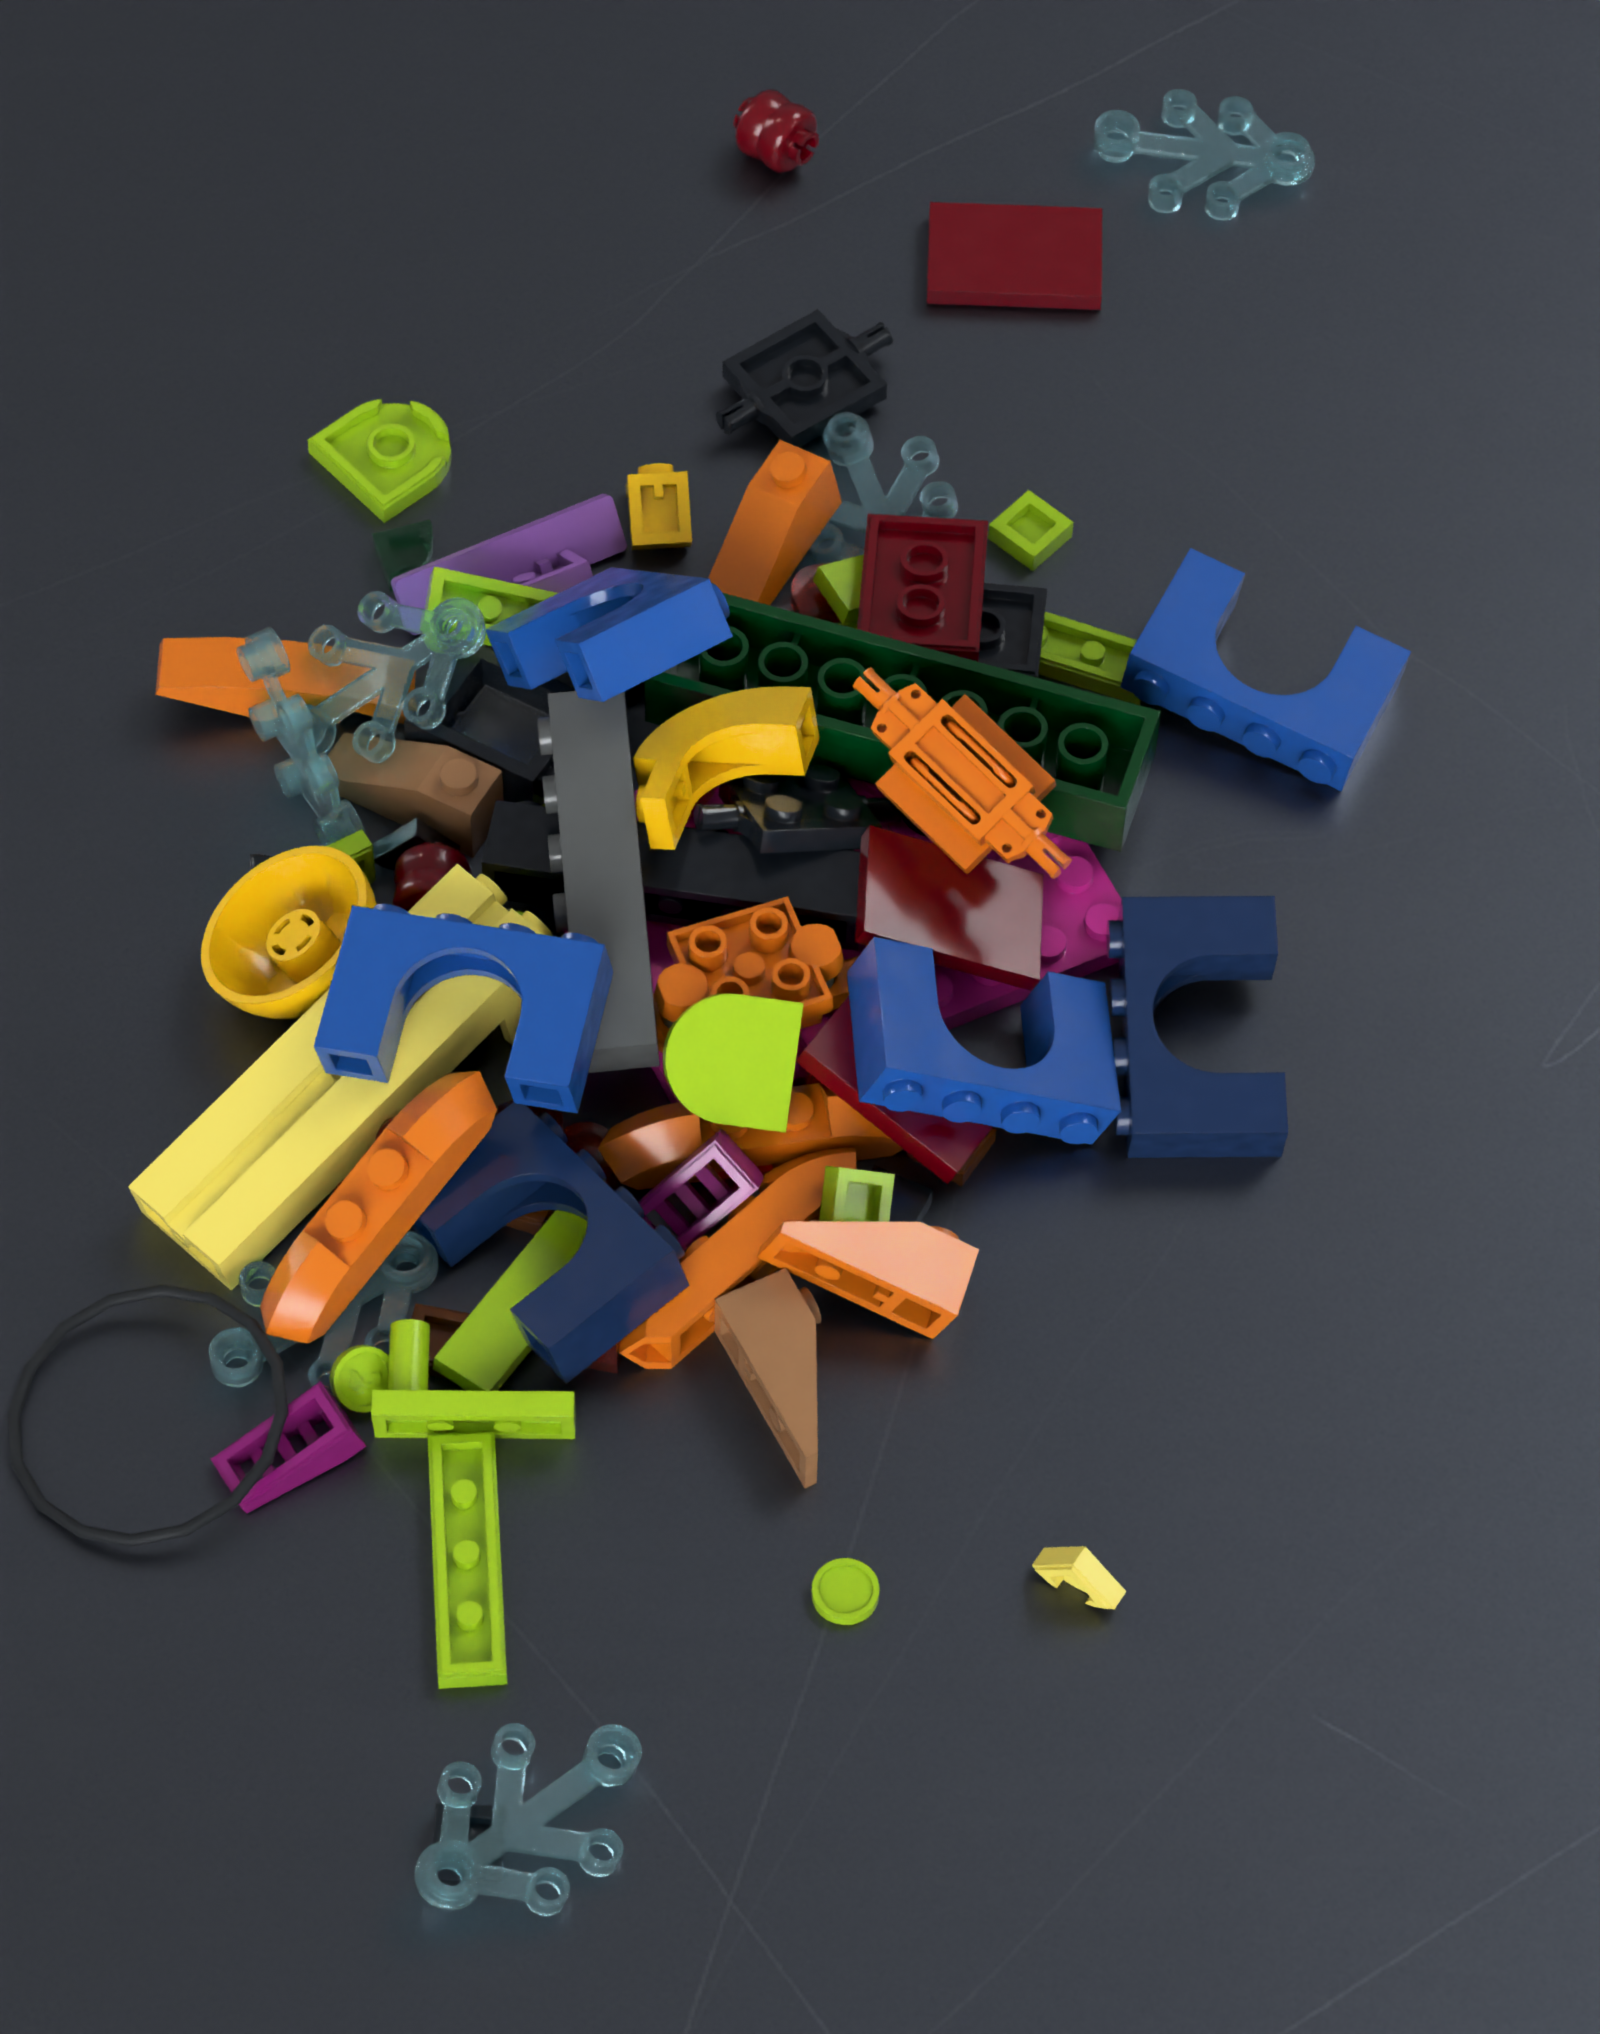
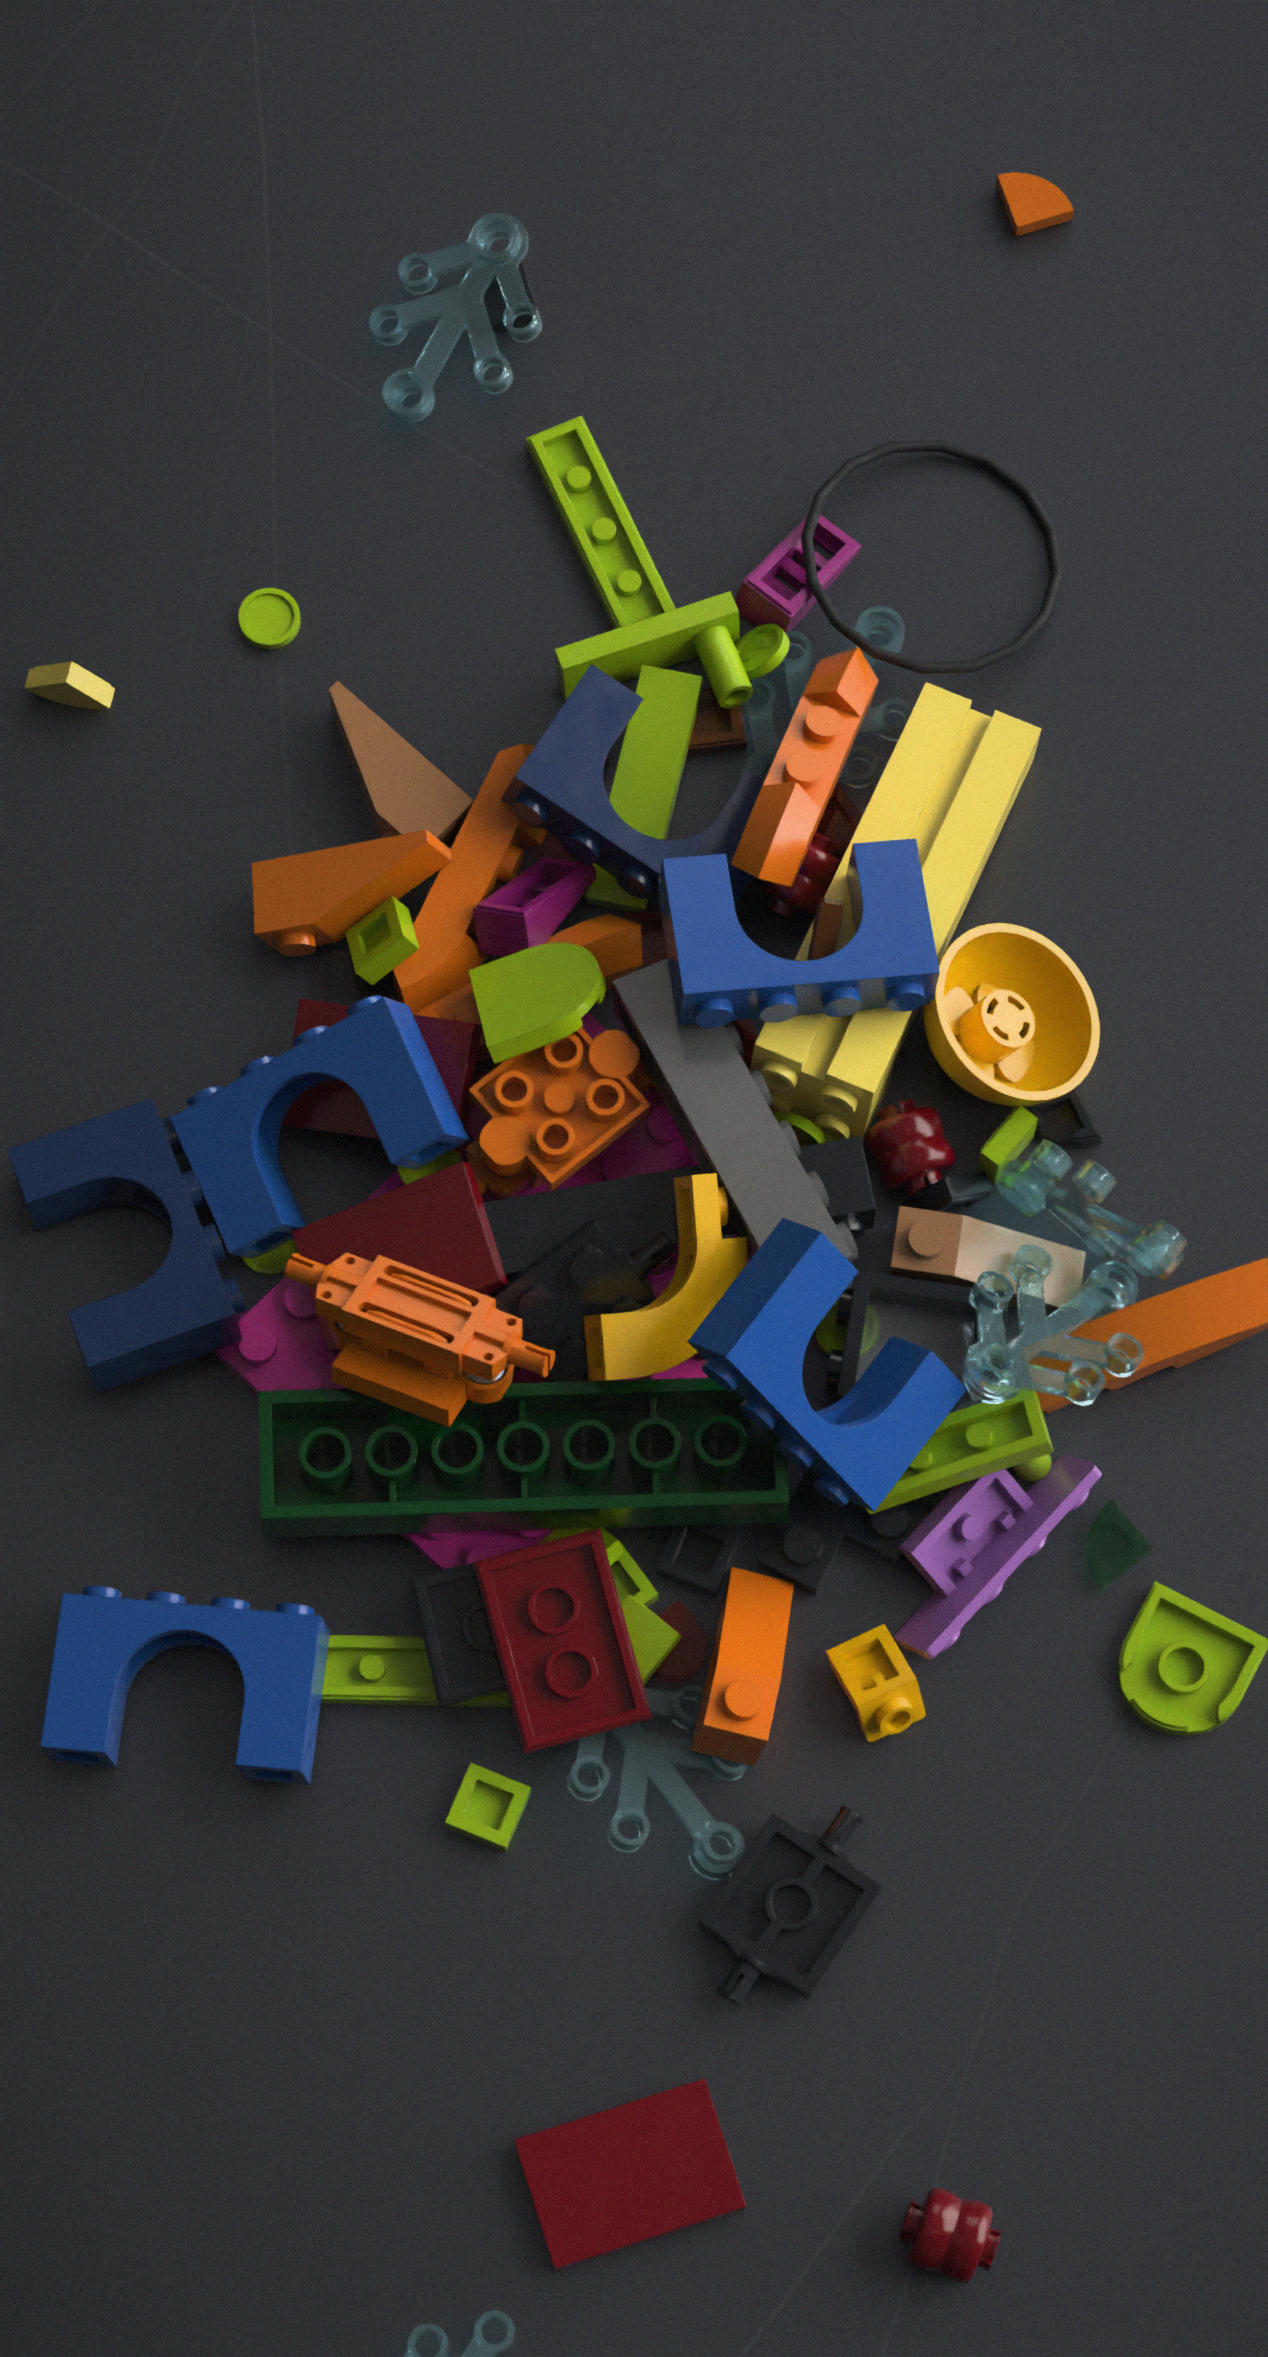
camera: 160 degrees right, 15 degrees up
(429, 1007) = (825, 928): none -> reddish brown tile

